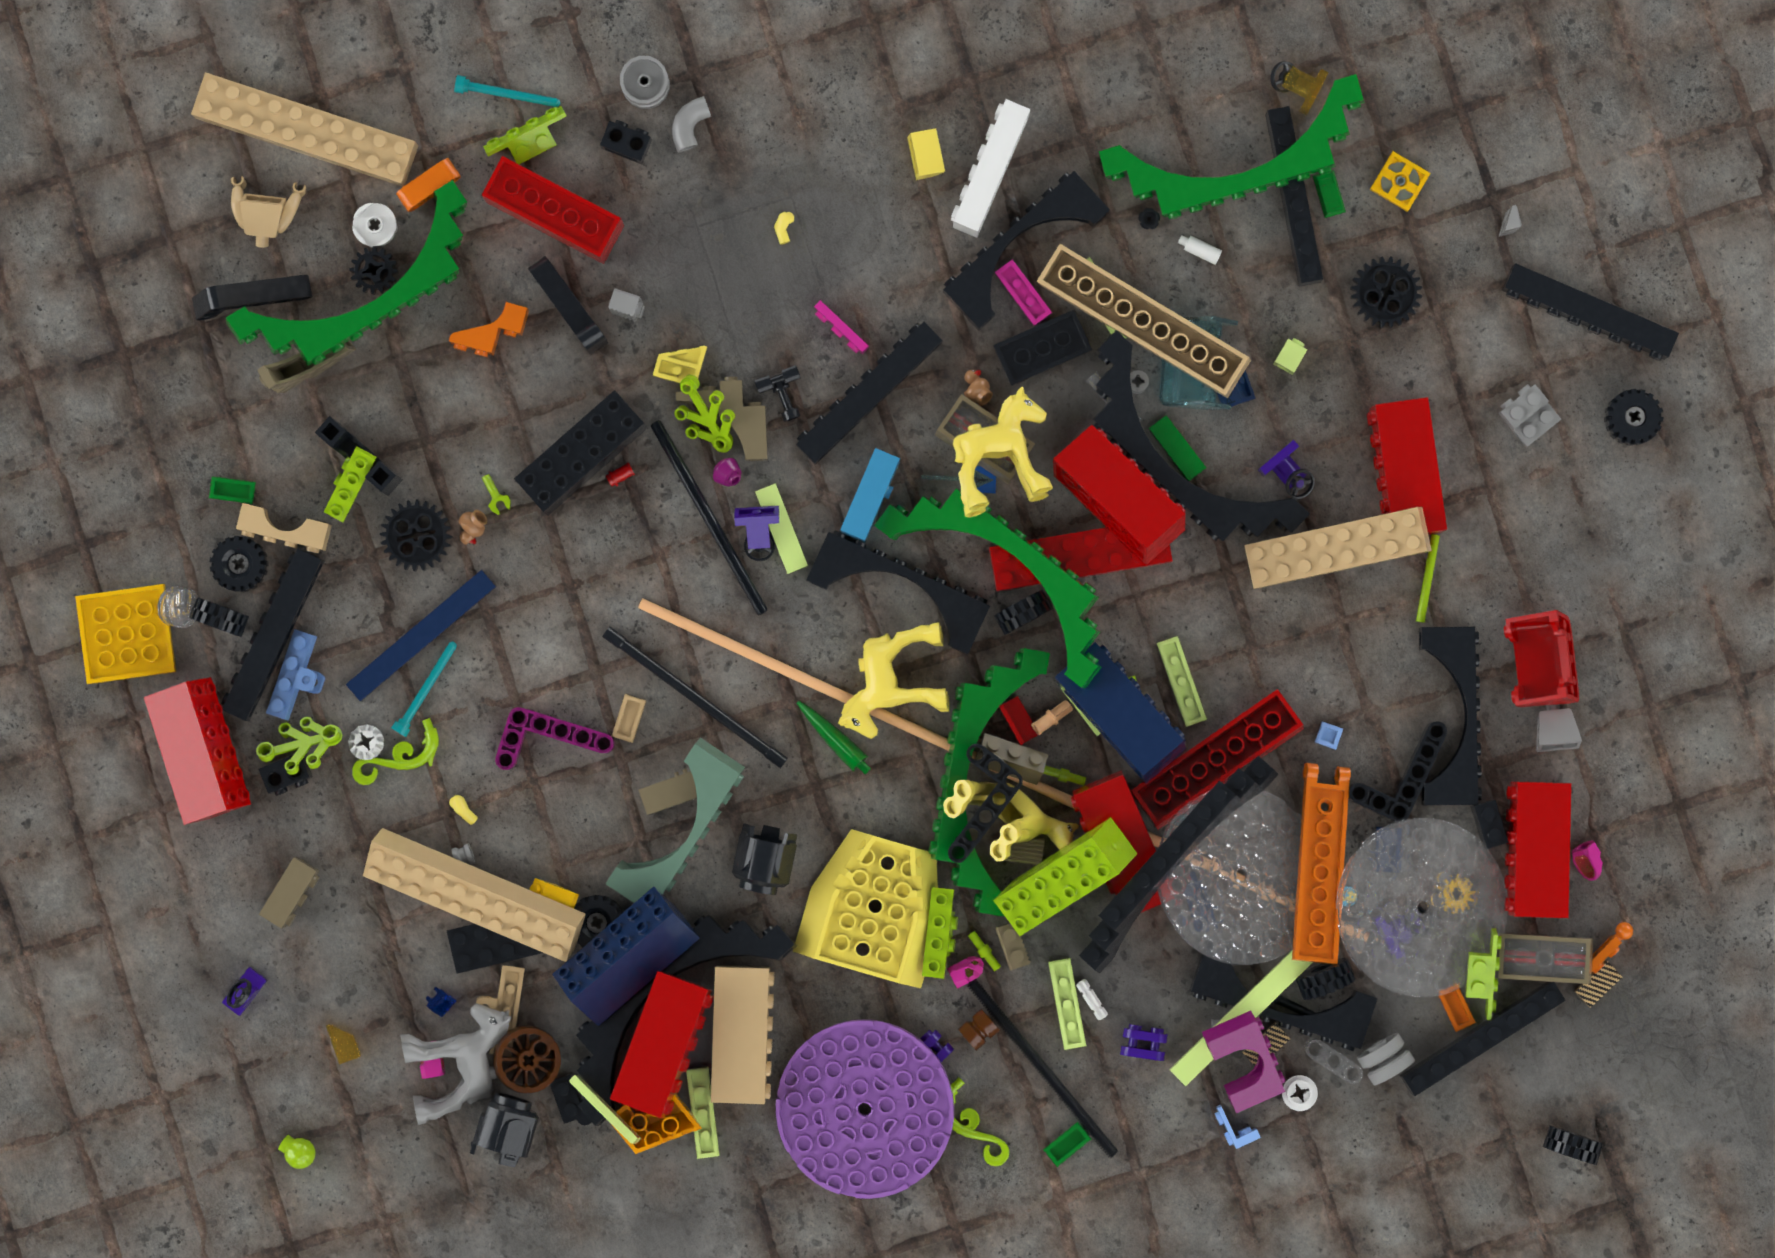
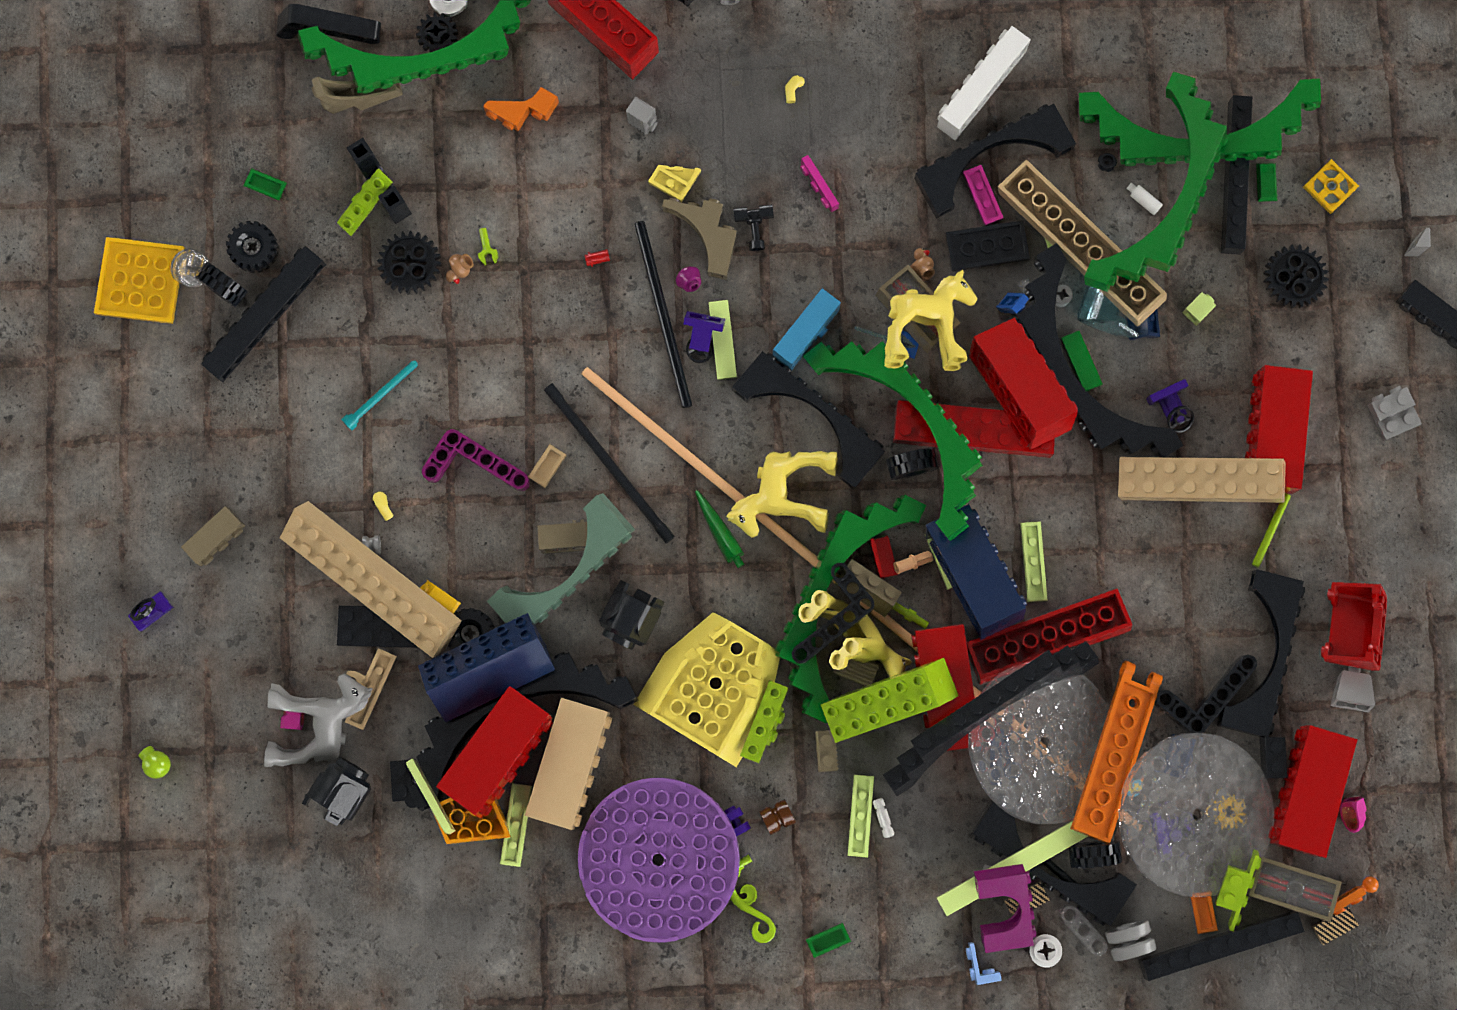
camera: 15 degrees right, 5 degrees down
(197, 750) = (169, 392): brick -> none
(256, 520) = (320, 237): tan arch -> none
(286, 779) = (240, 428): black brick -> none
(295, 676) = (272, 353): medium blue plate -> none
(302, 744) = (283, 410): lime plant -> none
(343, 1044) = (221, 680): clear yellow tile -> none
(376, 744) = (323, 430): white gear -> none
(399, 763) = (344, 439): lime plant -> none
(421, 635) = (389, 348): dark blue tile -> none
(440, 1002) = (316, 666): clear blue tile -> none
(550, 1044) = (399, 728): reddish brown piece -> none
(568, 305) = (600, 124): black beam -> none
(581, 453) = (569, 228): black brick -> none
(706, 417) = (685, 227): lime plant -> none
(869, 392) = (828, 244): black brick -> none
(926, 154) = (930, 58): light yellow brick -> none
(966, 970) = (780, 762): dark pink rock -> none
(984, 951) = (800, 749): lime bar -> none
(1049, 1075) = (820, 858): black axle -> none
(1086, 406) = (1013, 303): none -> blue plate
(1135, 1033) = (931, 865): dark purple brick -> none
(1230, 305) = (1161, 245): none -> green arch
(1298, 83) = (1266, 81): clear yellow piece -> none
(1328, 735) = (1150, 643): light blue tile -> none

